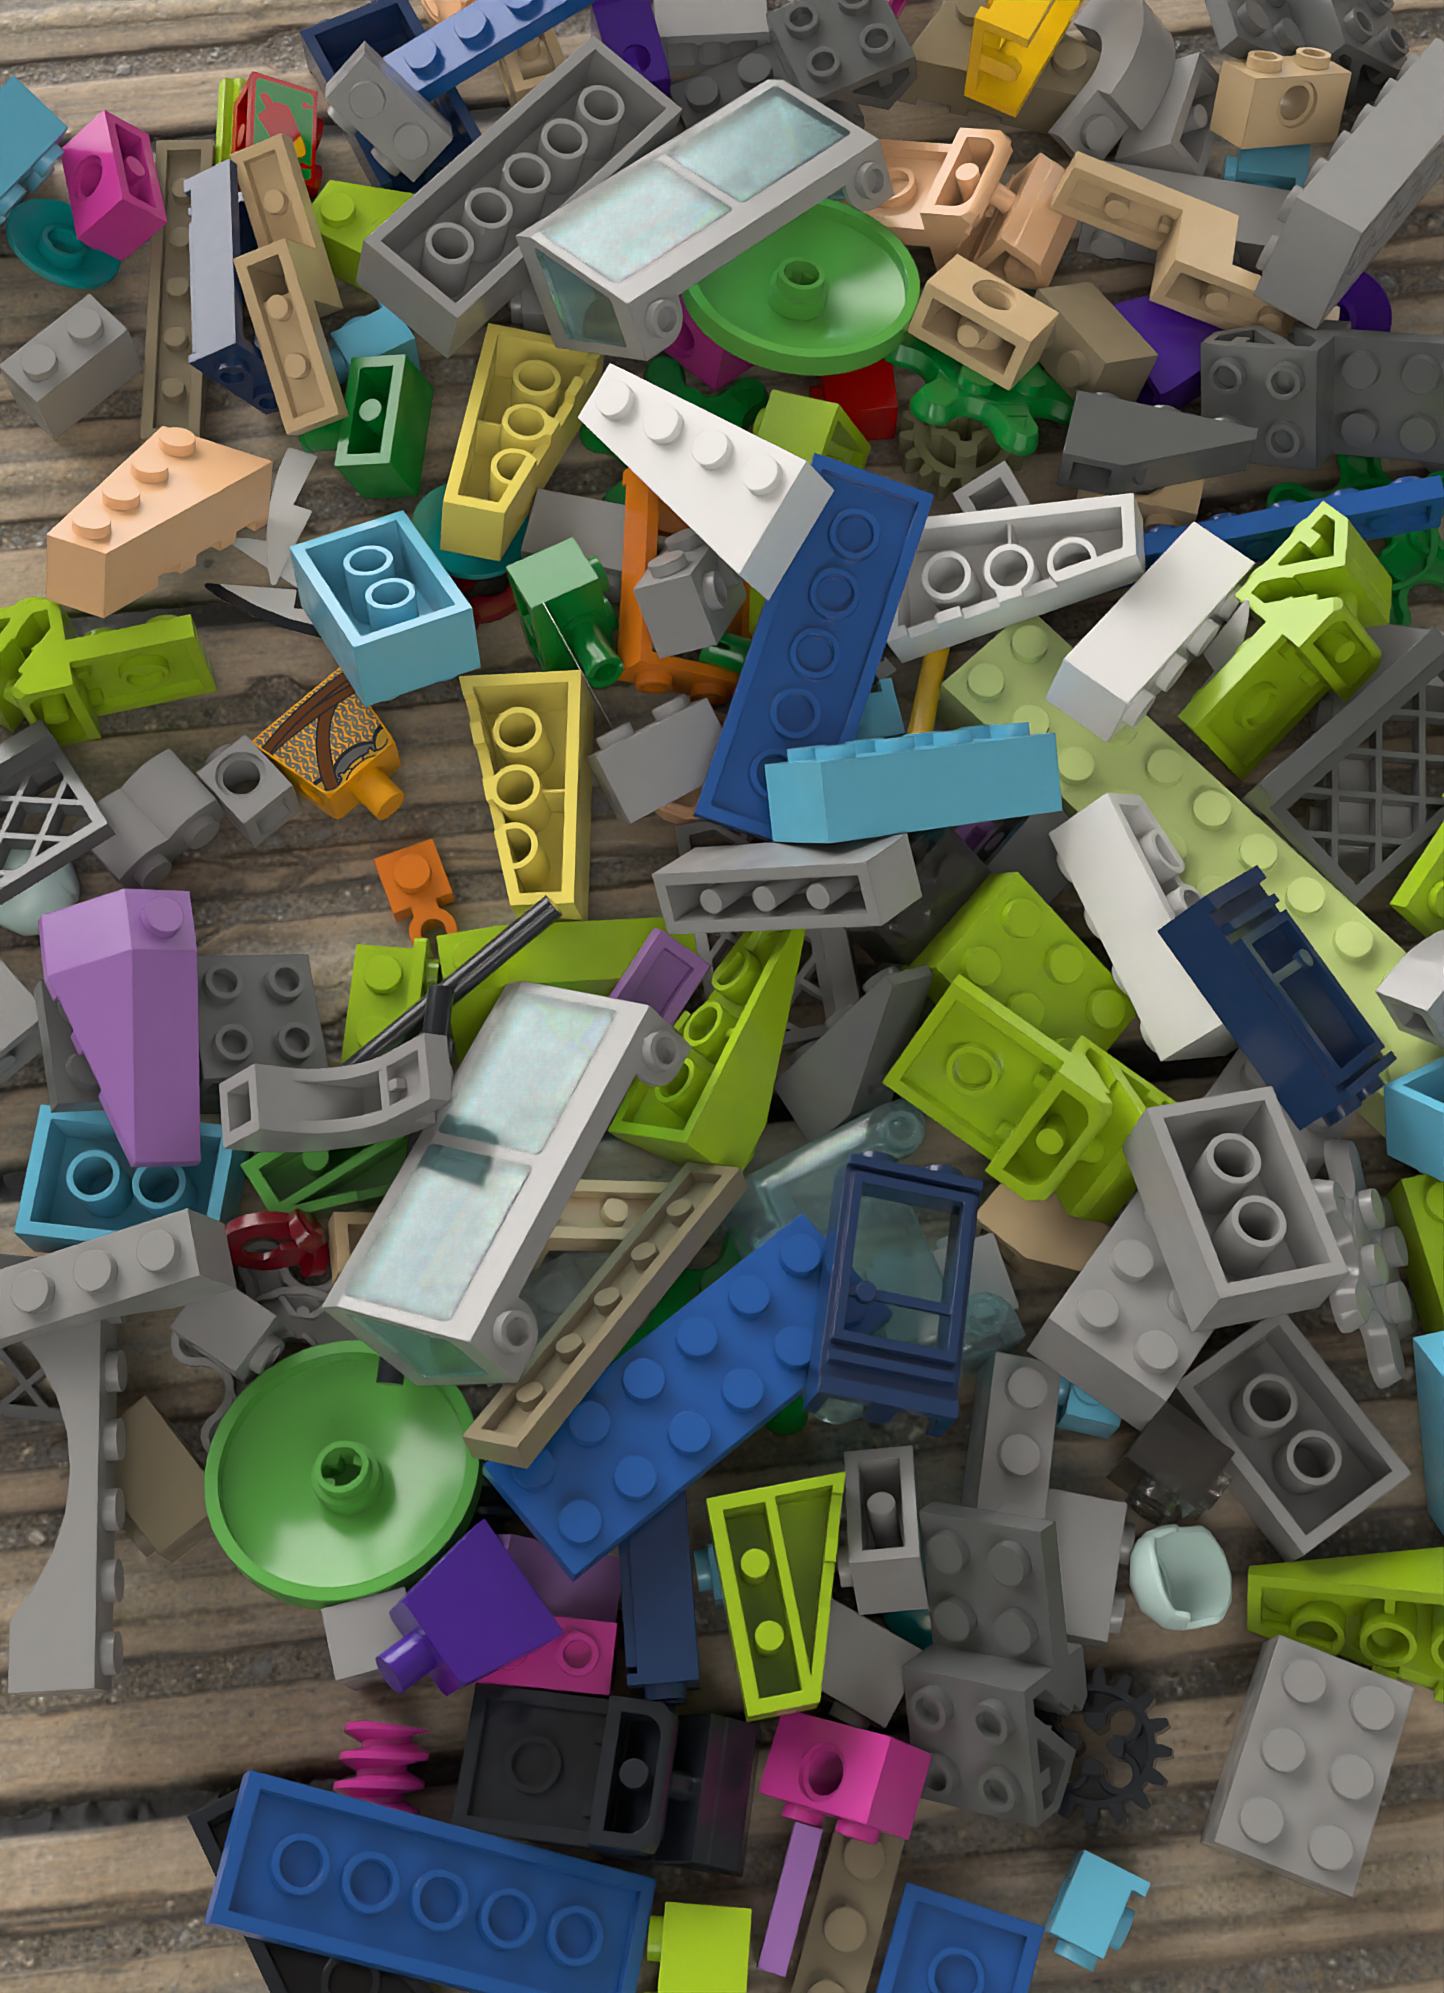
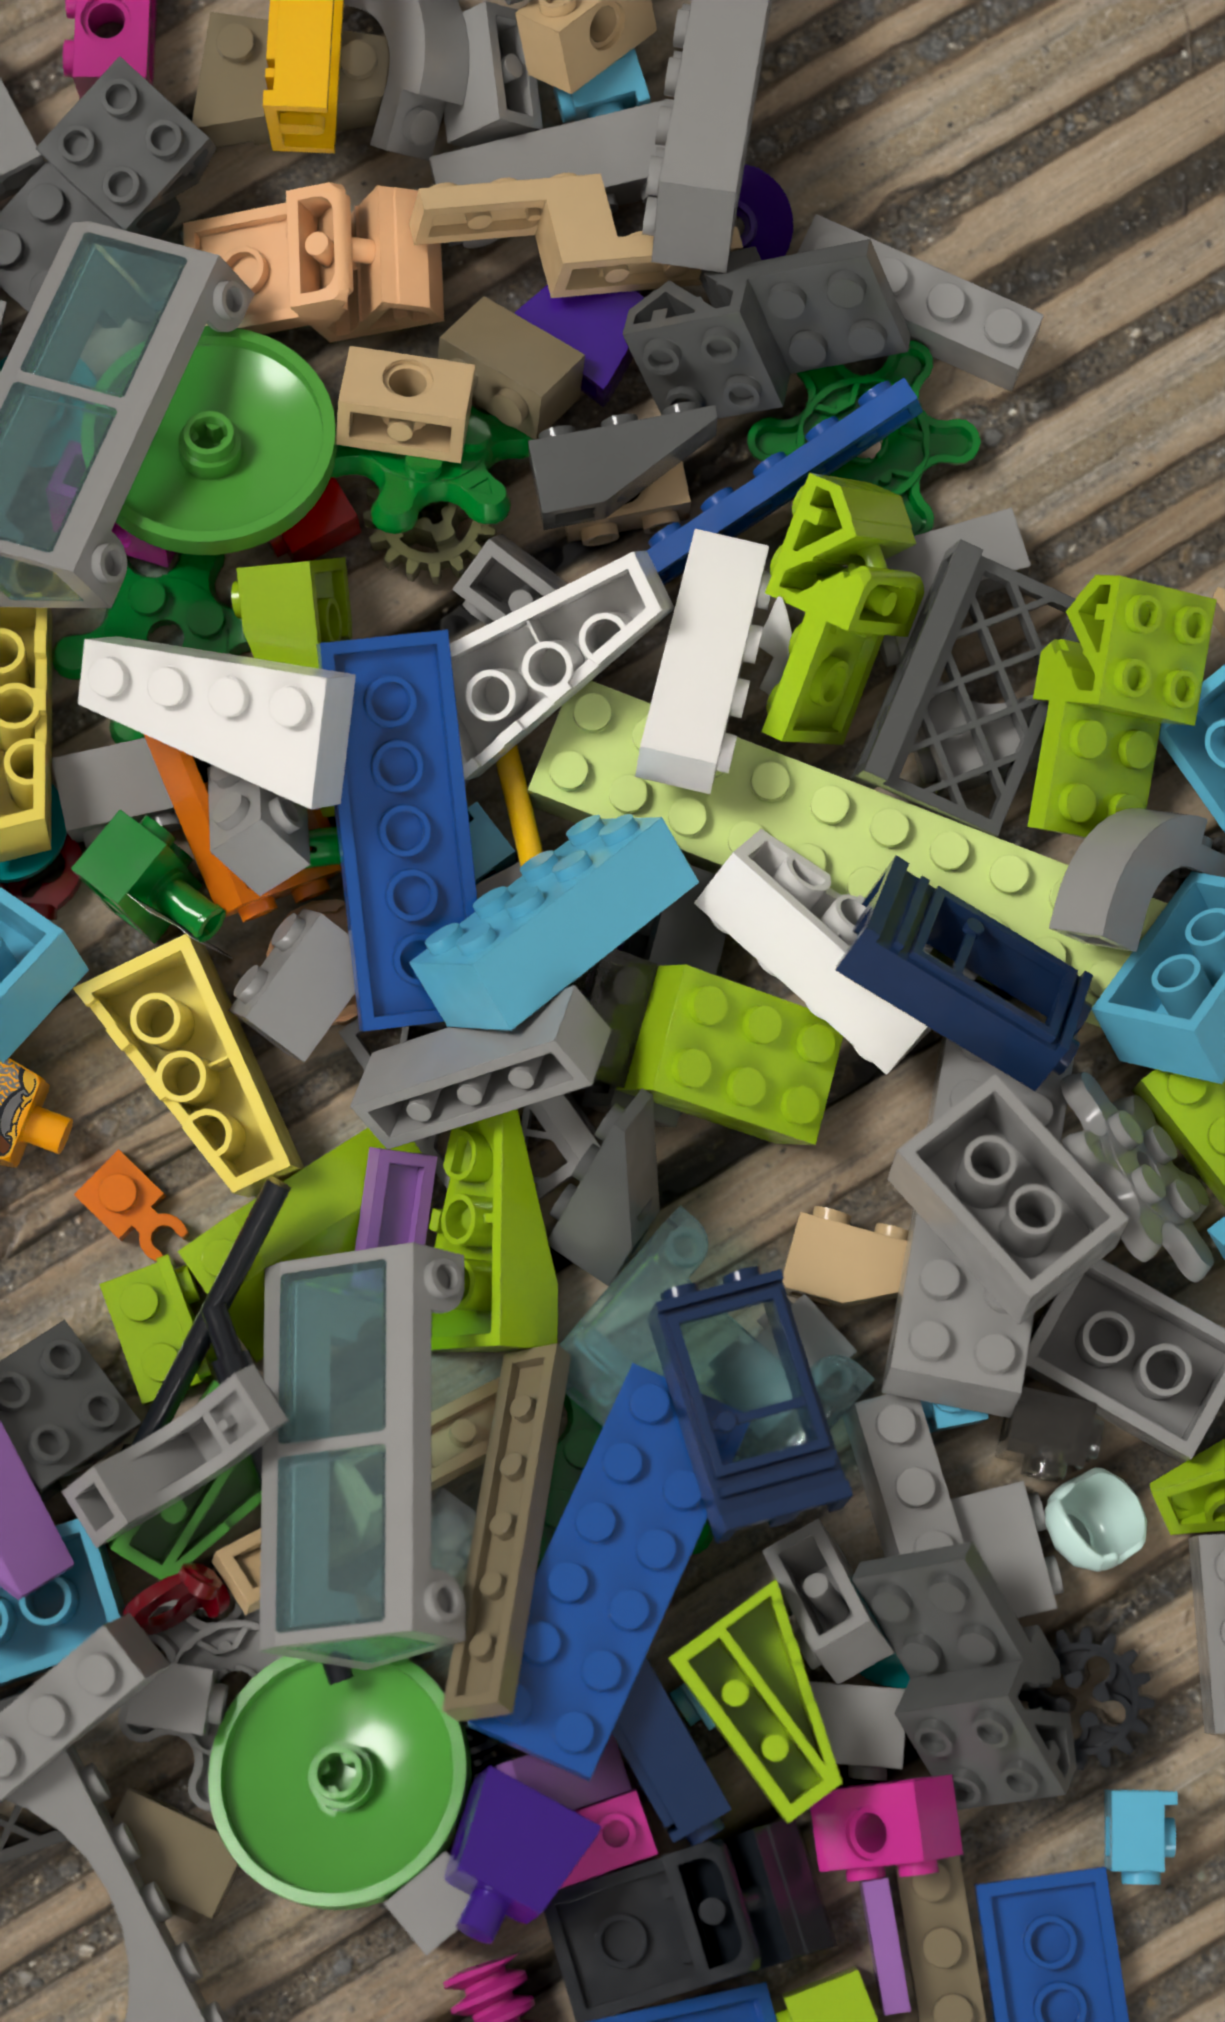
camera: 25 degrees left, 10 degrees up
(1026, 1102) = (789, 1173): lime piece -> none

